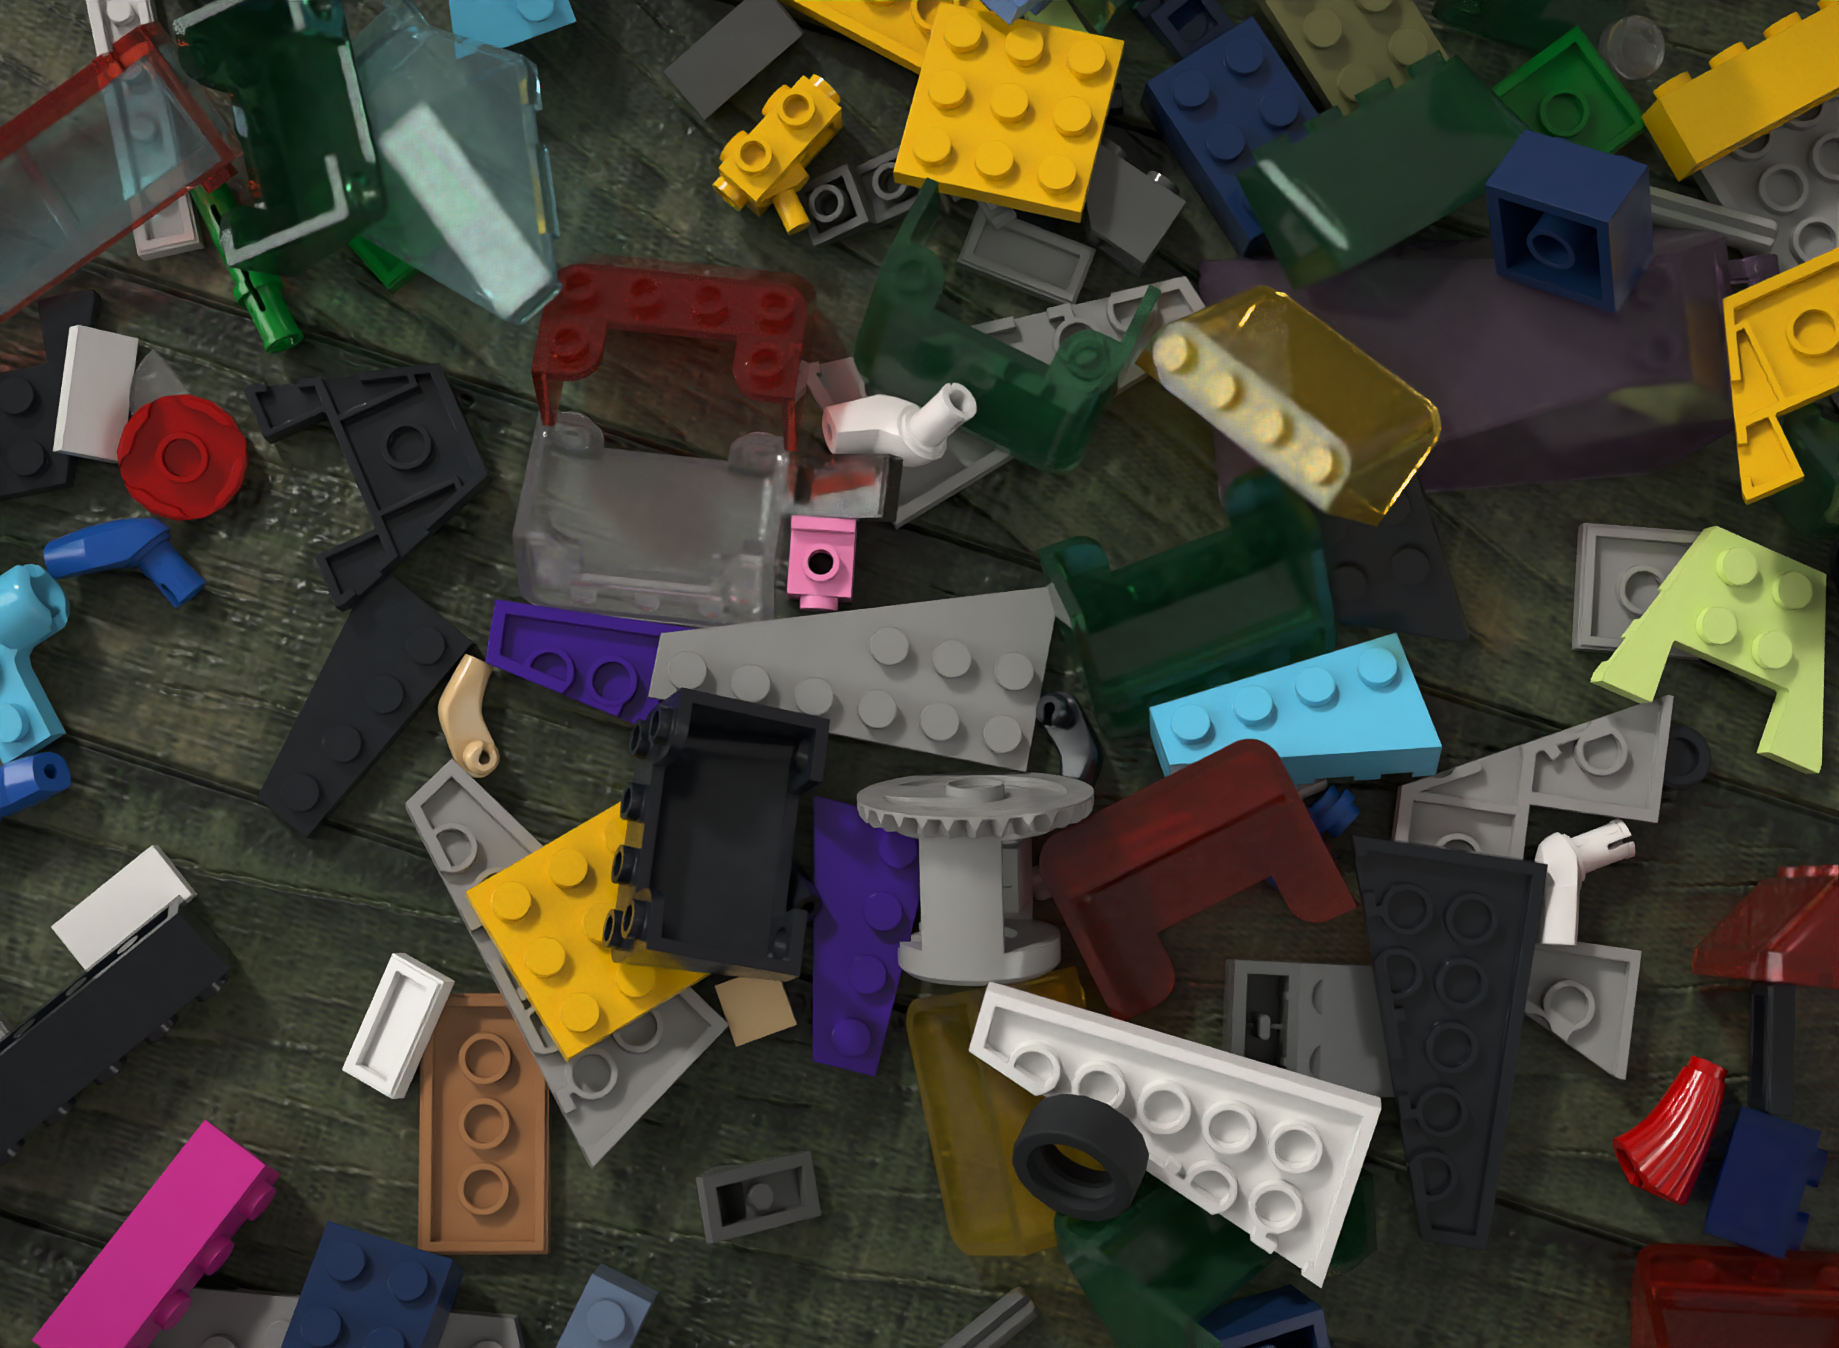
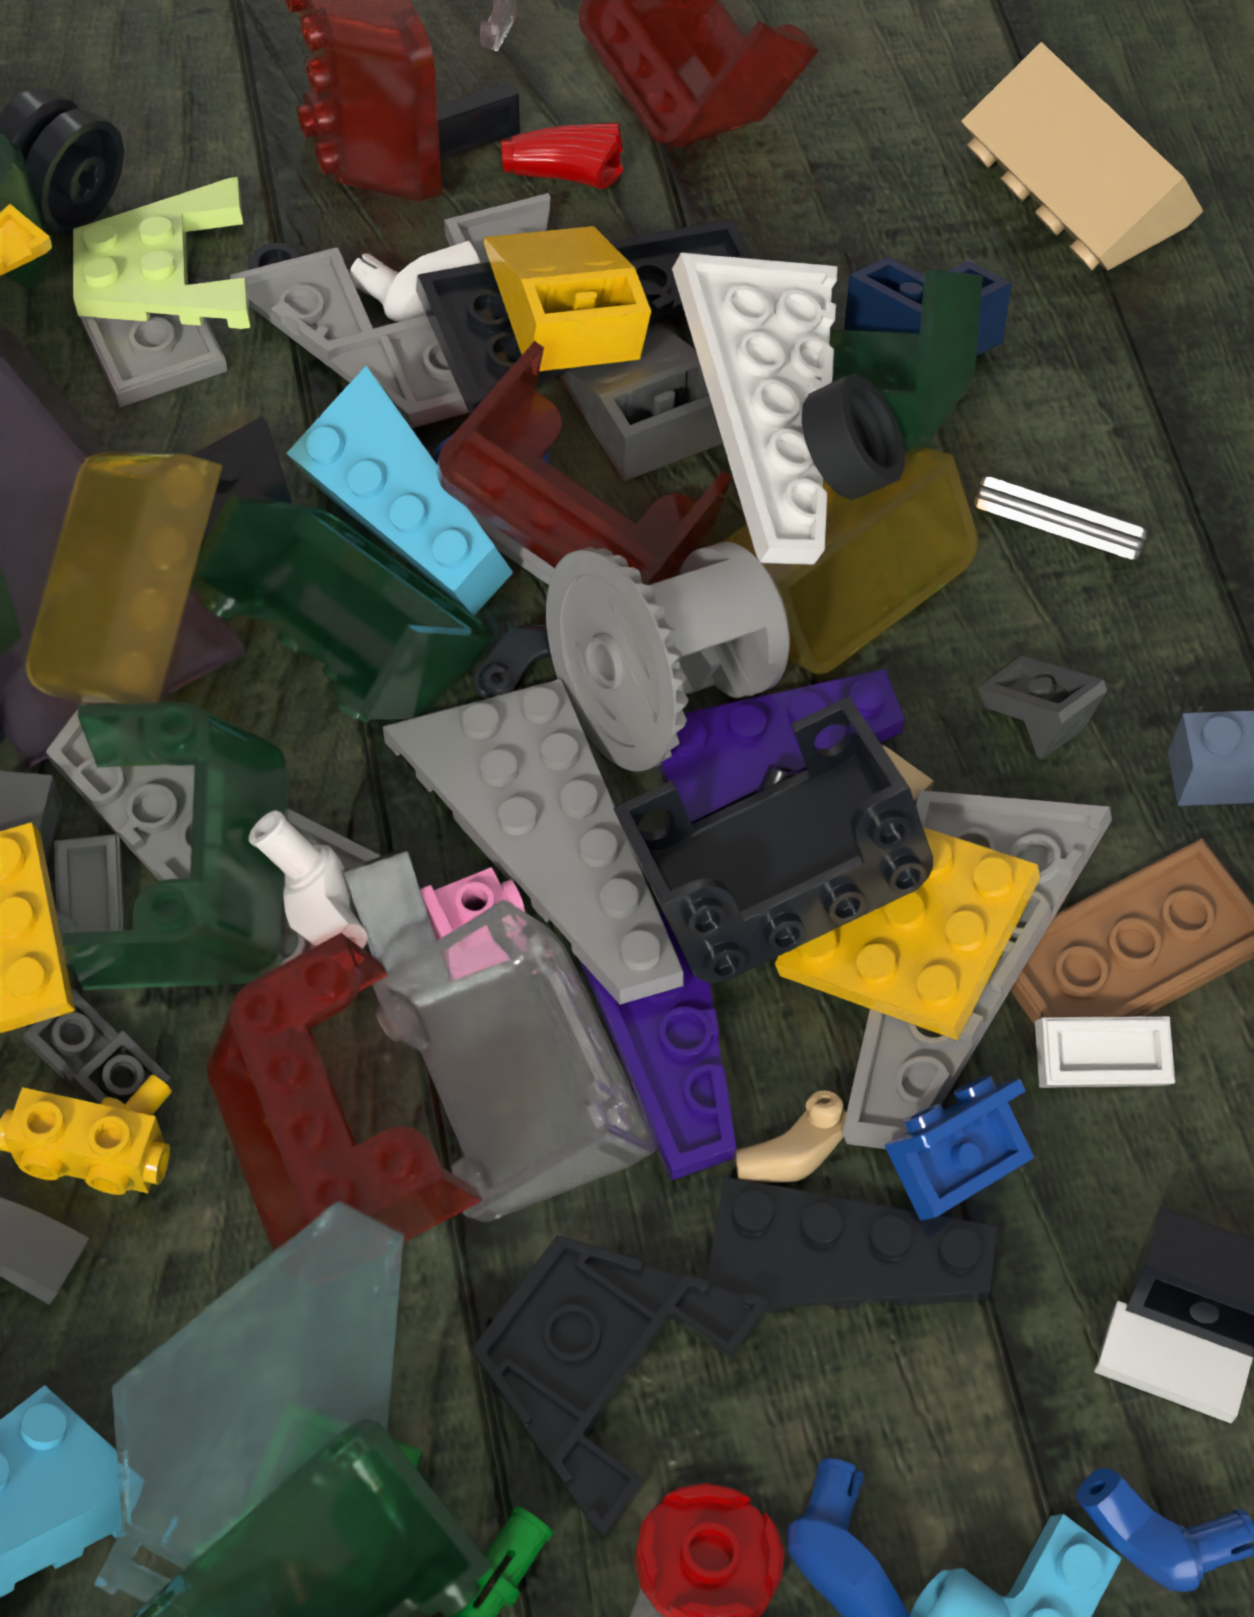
camera: 120 degrees left, 25 degrees down
(377, 842) = (960, 1148): none -> blue bracket
(1441, 996) = (570, 296): none -> yellow slope
(1764, 1184) = (572, 84): clear blue brick -> none

